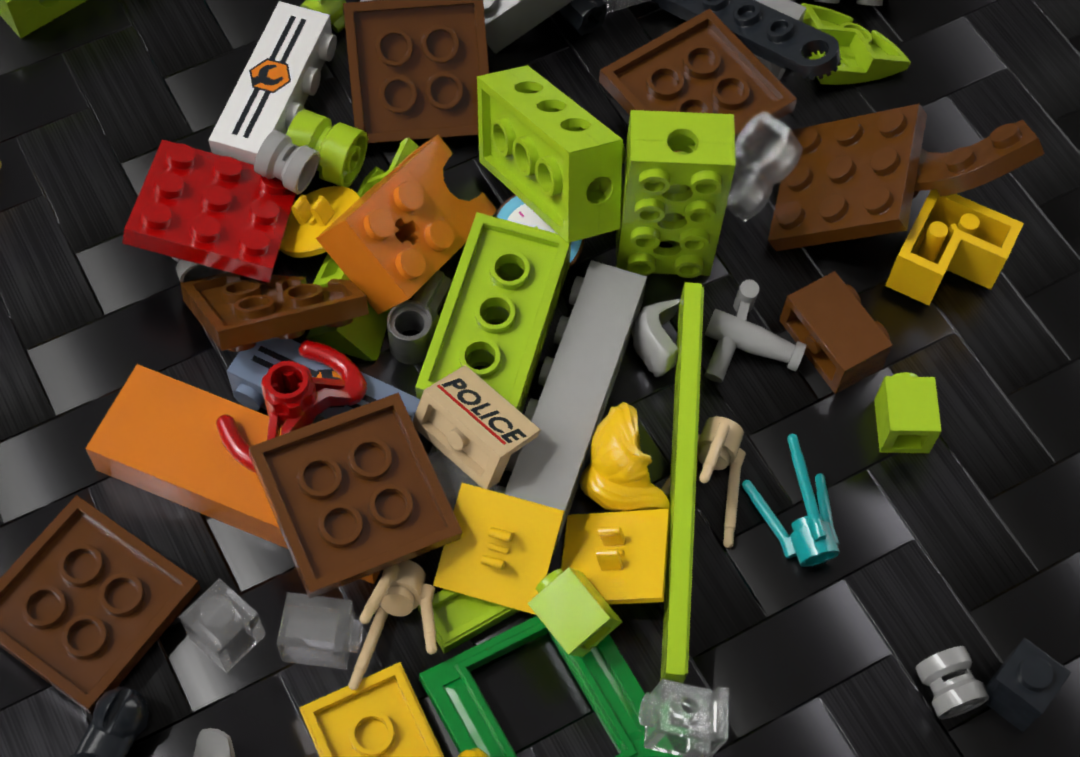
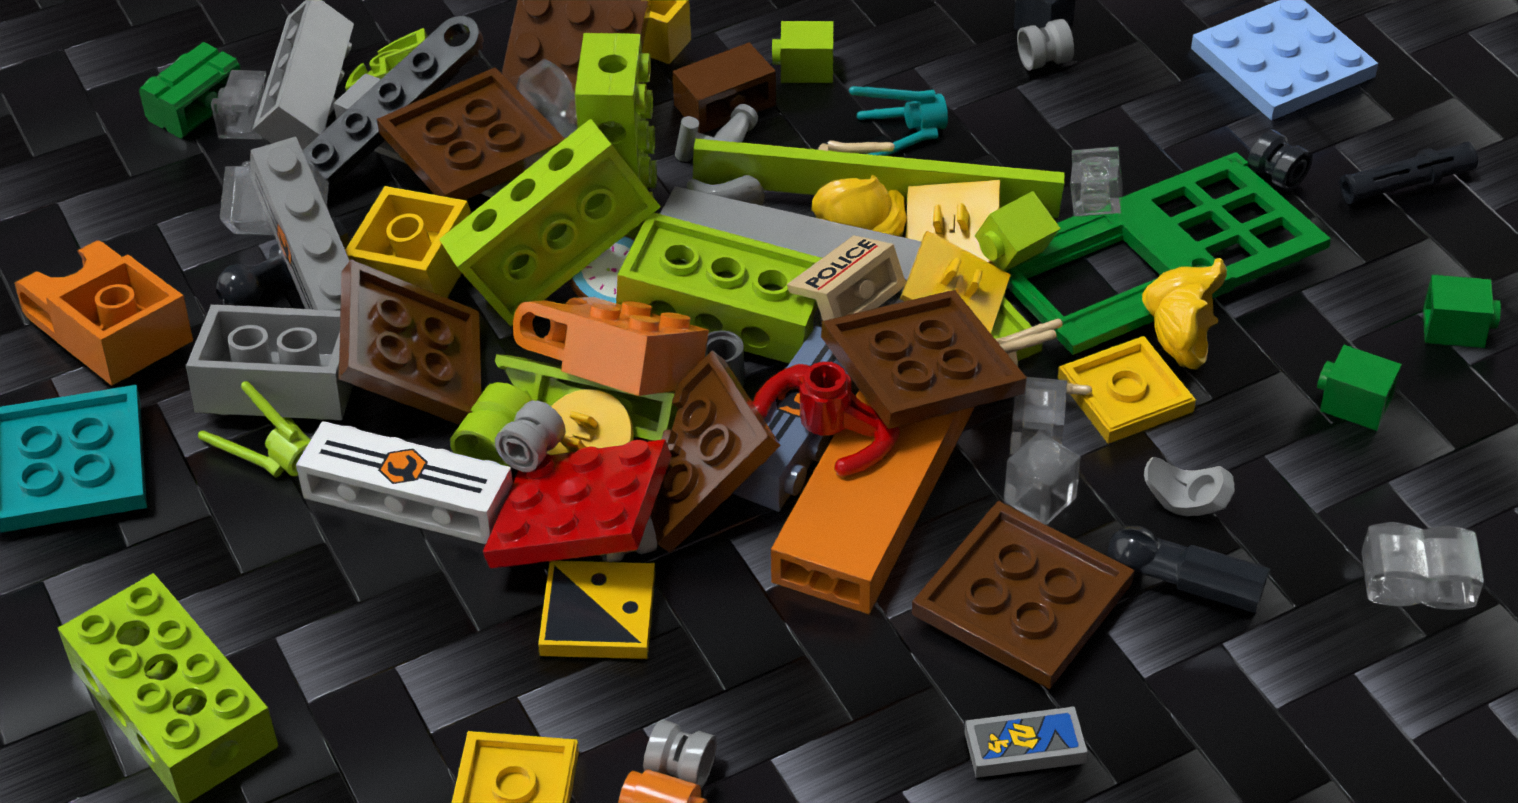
camera: 85 degrees left, 15 degrees down
(100, 258) = (597, 609): none -> yellow tile
(567, 54) = (404, 236): none -> yellow brick

